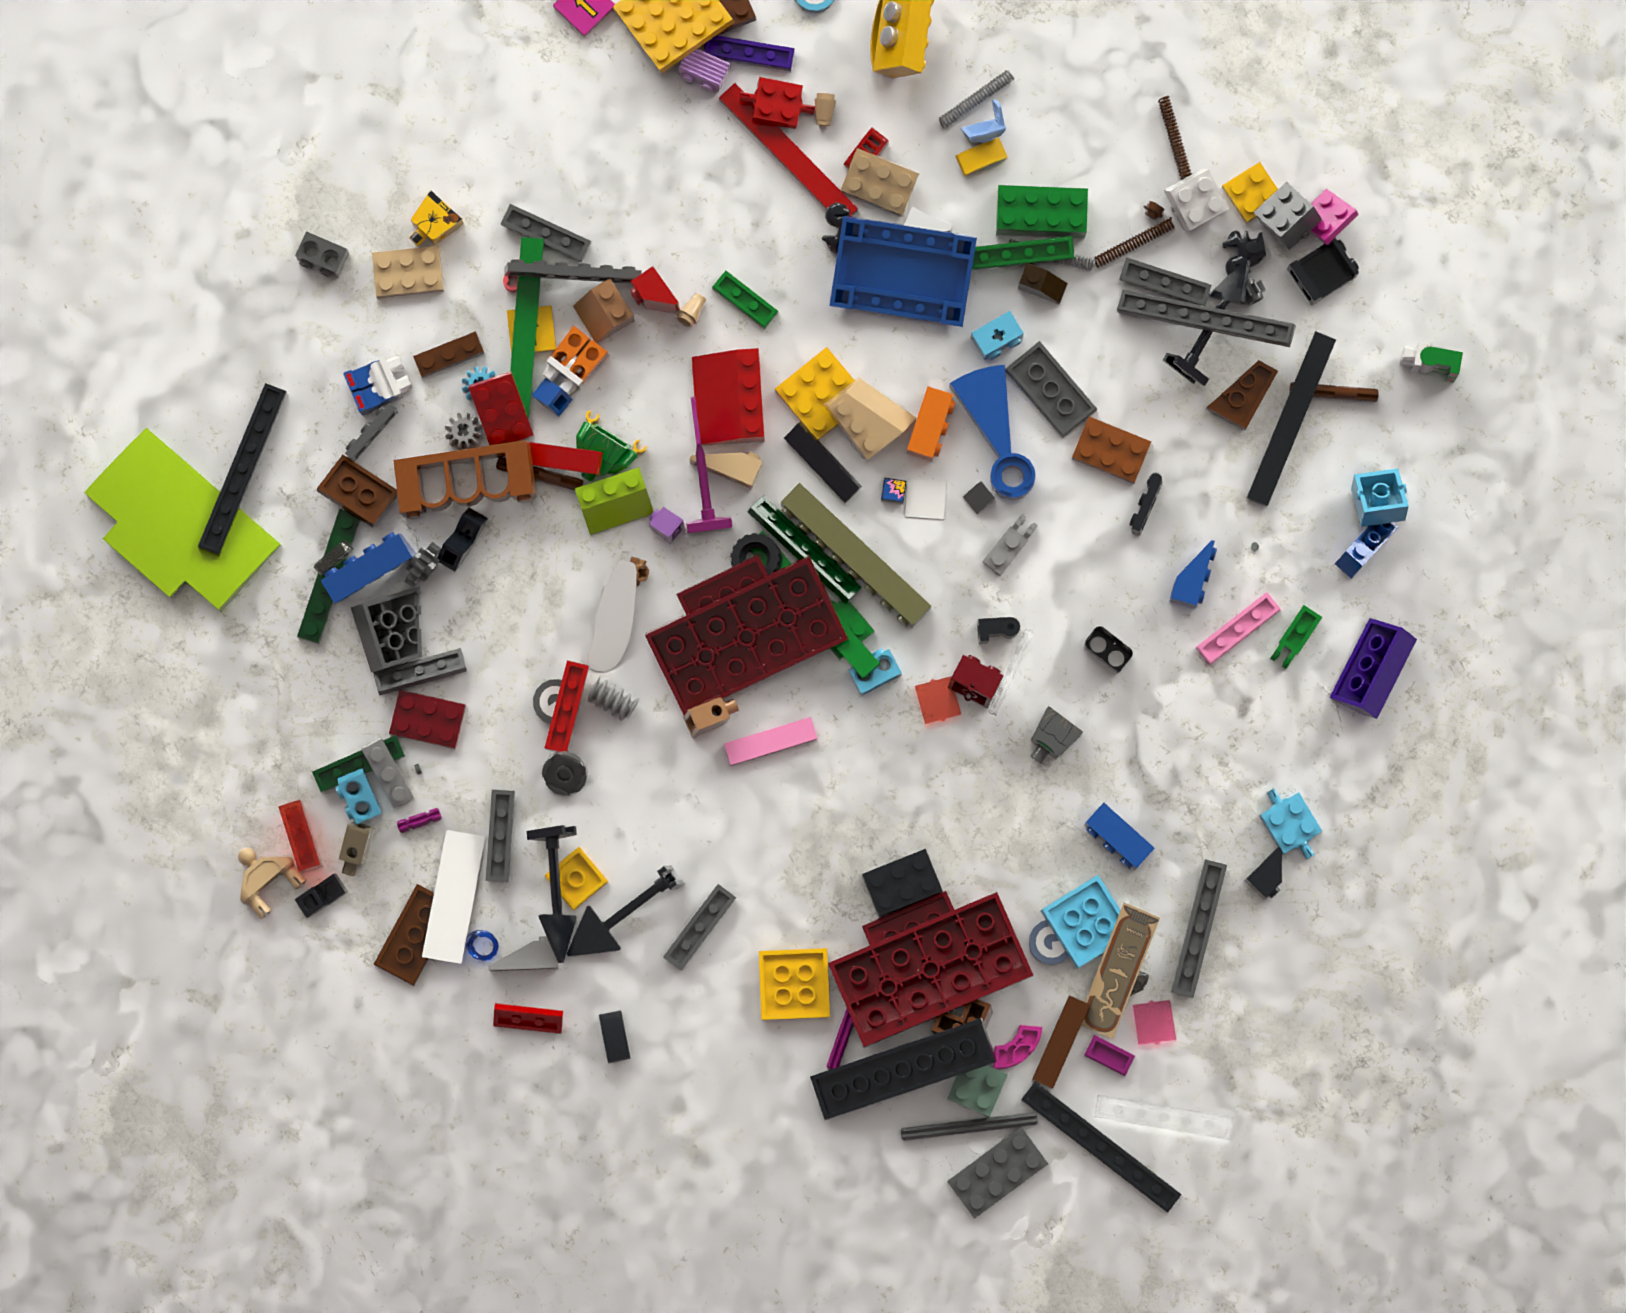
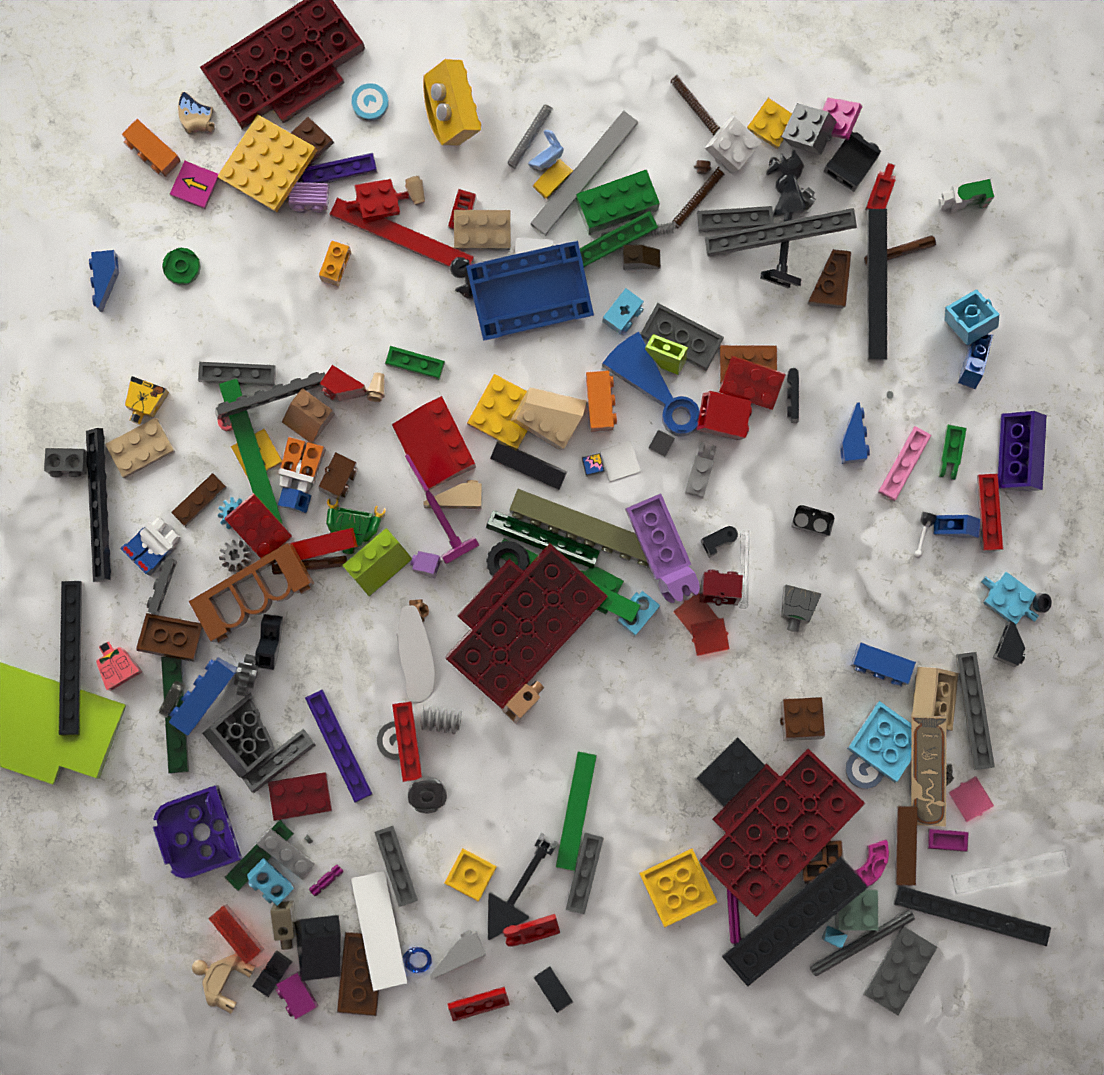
camera: 25 degrees left, 0 degrees up
(284, 688) = (188, 858): none -> dark purple piece
(287, 499) = (116, 666): none -> coral torso
(337, 316) = (98, 505): none -> black plate
(338, 928) = (296, 995): none -> magenta brick
(382, 886) = (318, 947): none -> black slope
(448, 63) = (105, 274): none -> blue slope
(491, 682) = (338, 746): none -> dark purple tile
(533, 90) = (181, 266): none -> green tile
(556, 925) = (472, 921): black piece -> none
(606, 393) = (337, 477): none -> reddish brown brick
(617, 964) = (531, 931): none -> red hinge
(702, 155) = (335, 263): none -> light orange brick
(718, 857) = (576, 811): none -> green tile
(770, 741) = (578, 701): bright pink tile -> none
(930, 611) = (663, 548): none -> medium lavender hinge
(940, 1106) = (834, 936): none -> medium azure slope
(942, 729) = (709, 636): none -> clear red piece
(1005, 859) = (802, 719): none -> reddish brown brick
(1019, 164) = (584, 172): none -> light grey tile
(1025, 402) = (667, 354): none -> lime slope
(1059, 495) = (724, 415): none -> red brick
(1105, 471) = (752, 382): none -> red plate
(1163, 893) = (935, 694): none -> tan slope
(1236, 701) = (927, 520): none -> hinge
(1266, 720) = (957, 526): none -> blue slope
(1309, 720) = (990, 512): none -> red plate
(1323, 842) = (1042, 602): none -> black tile
(1342, 315) = (882, 189): none -> red hinge

